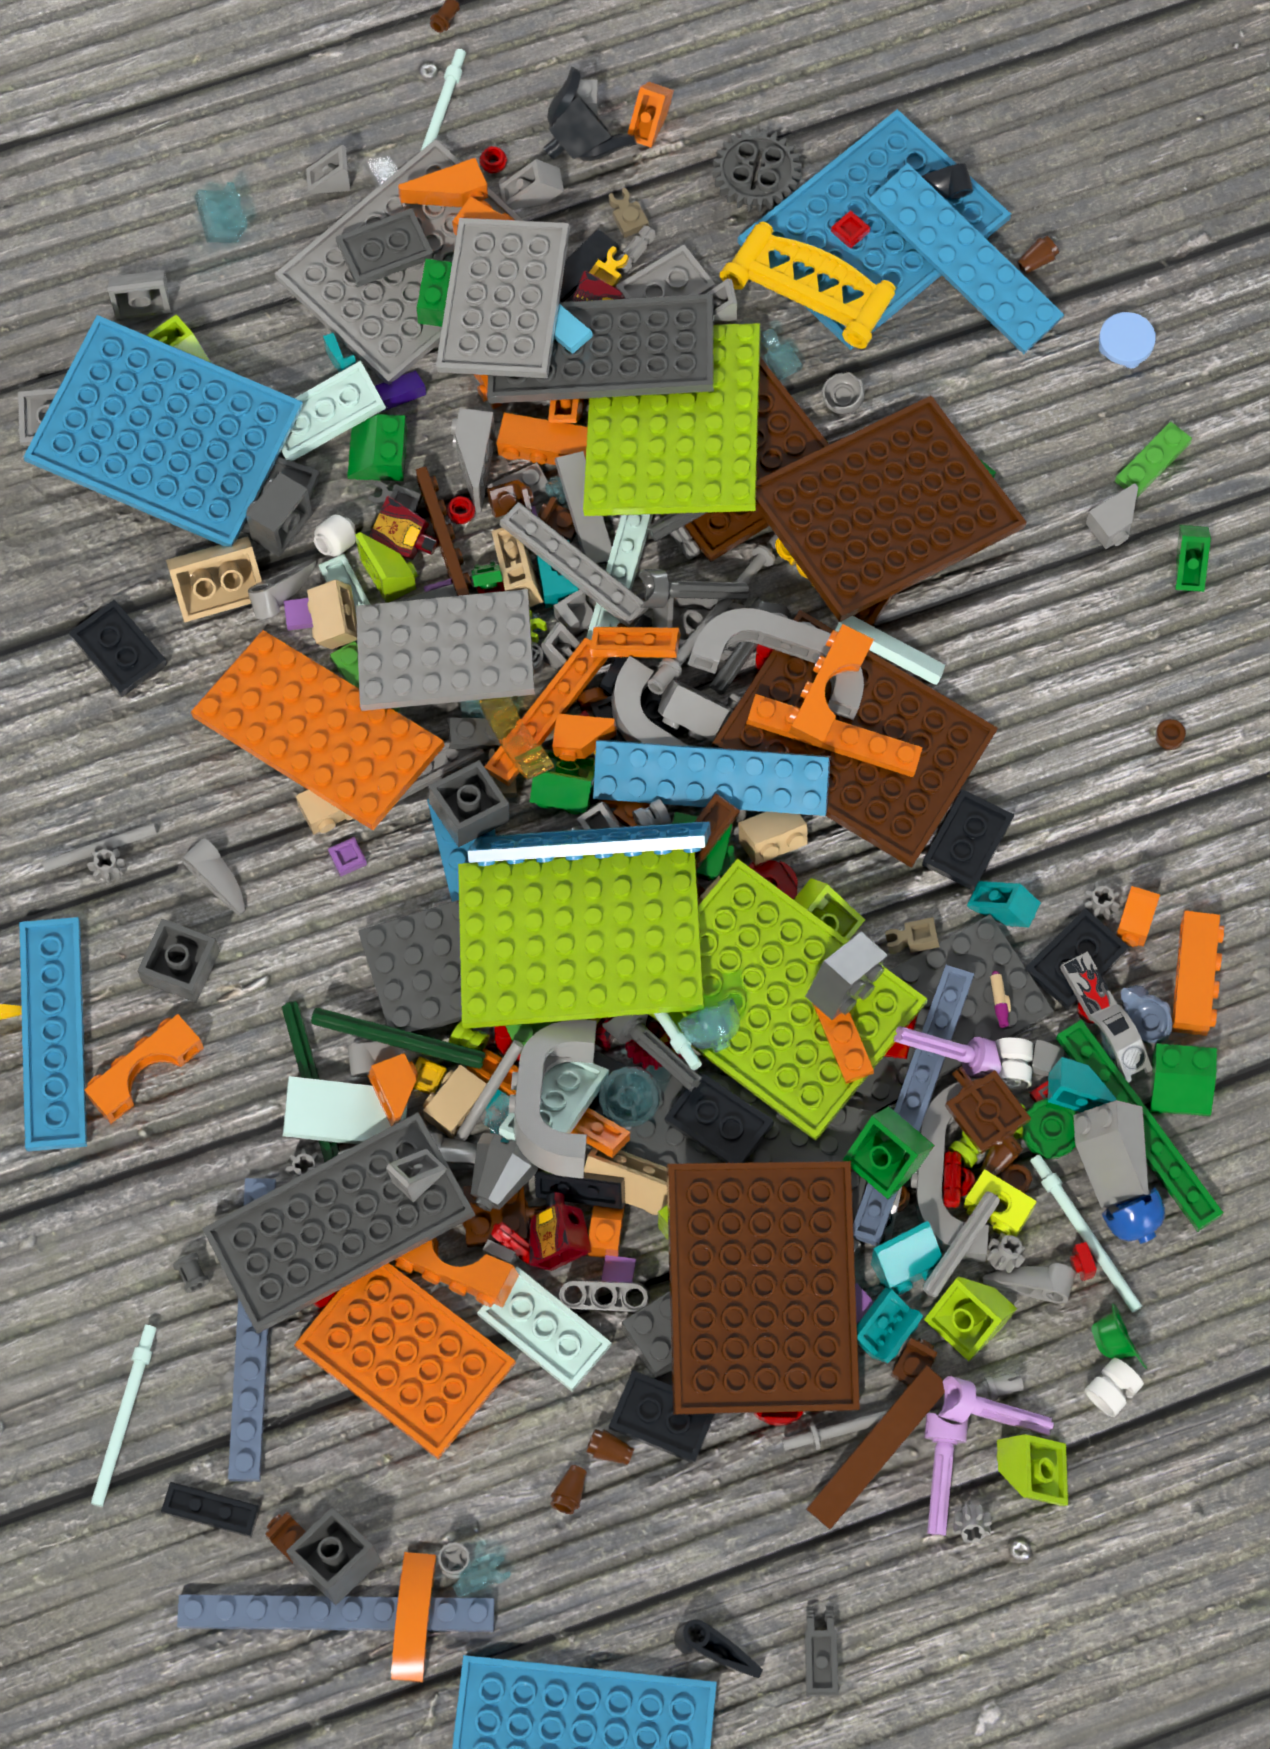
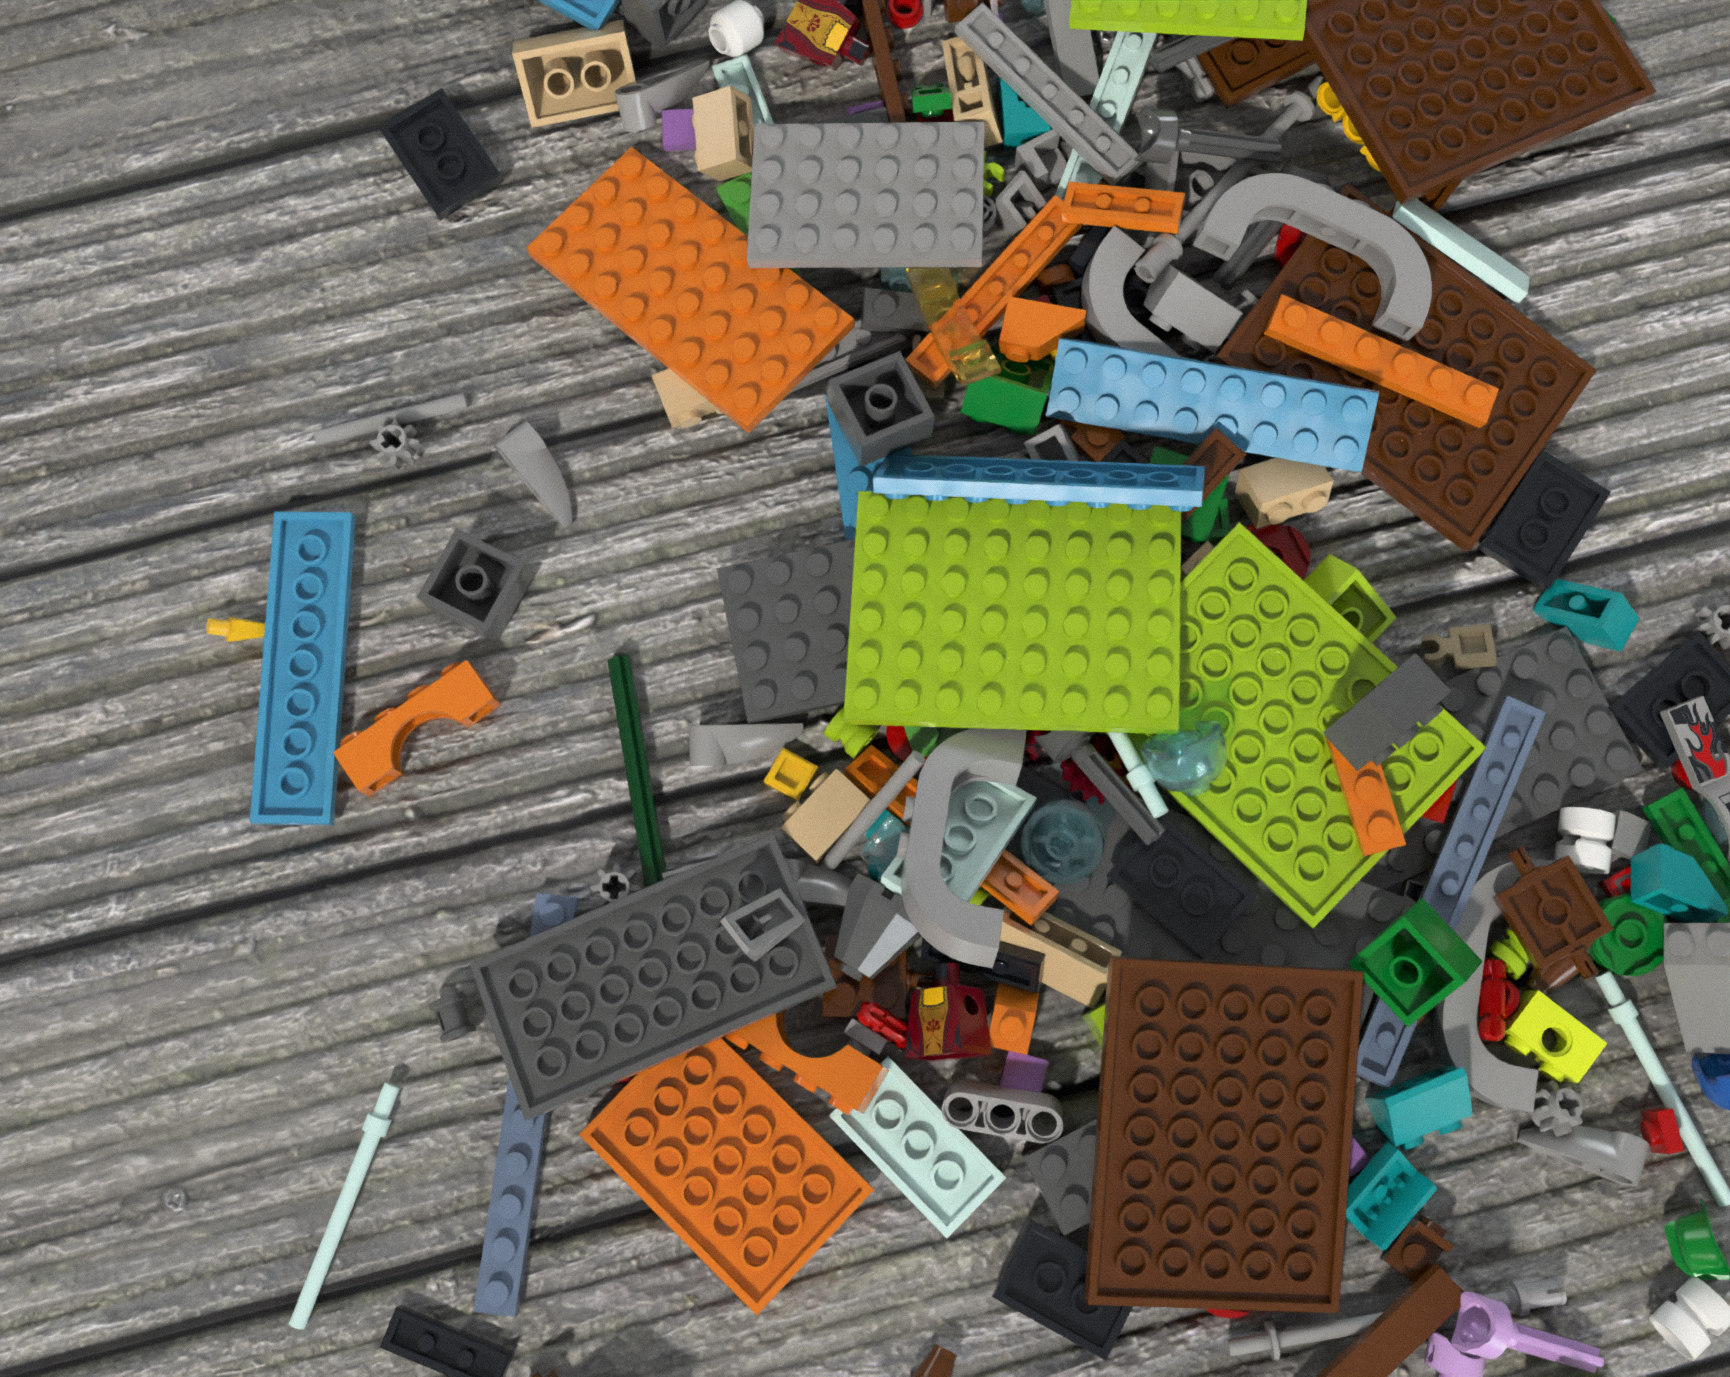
camera: 10 degrees right, 10 degrees up
(333, 1111) = (673, 815): light aqua tile -> none
(347, 856) = (713, 463): medium lavender tile -> none
(386, 568) = (799, 77): lime slope -> none
(393, 1085) = (745, 789): orange slope -> none
(398, 1038) = (756, 723): dark green axle -> none
(558, 519) = (1031, 30): reddish brown bracket -> none
(609, 1448) = (990, 1325): reddish brown cone -> none
(653, 815) = (1125, 448): light grey wheel -> none
(846, 654) = (1364, 334): orange arch -> none
(961, 1244) = (1501, 1097): light grey axle -> none
(970, 1315) = (1501, 1194): lime slope -> none
(976, 1056) = (1540, 827): lavender piece -> none
(1001, 1001) = (1577, 753): piece -> none
(1018, 1177) = (1576, 999): reddish brown tile -> none

